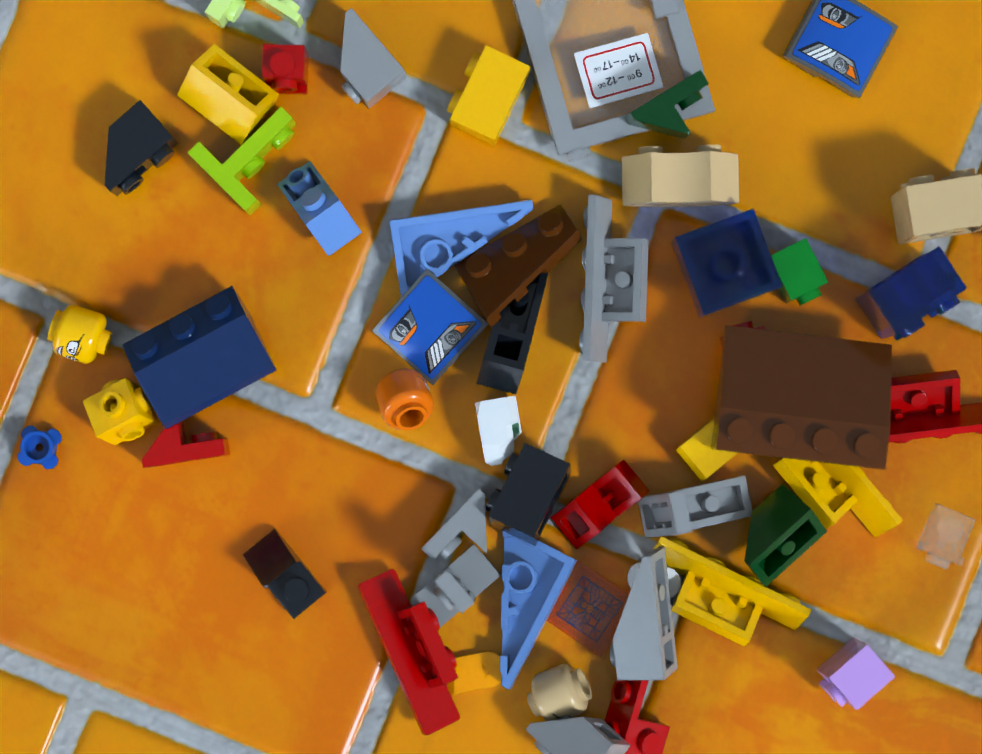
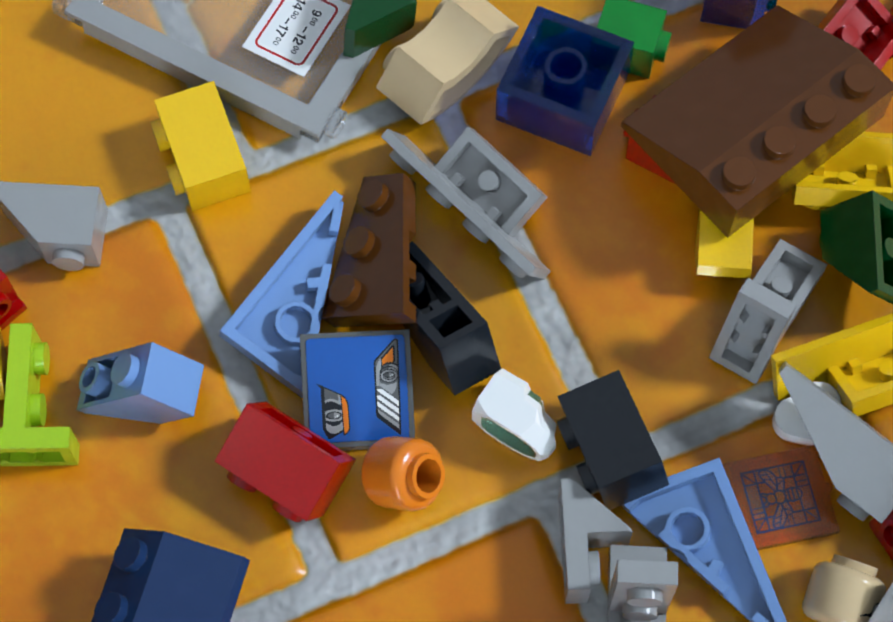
camera: 50 degrees left, 20 degrees down
(351, 330) = (284, 462): none -> red brick
(600, 504) = (684, 391): red slope -> none

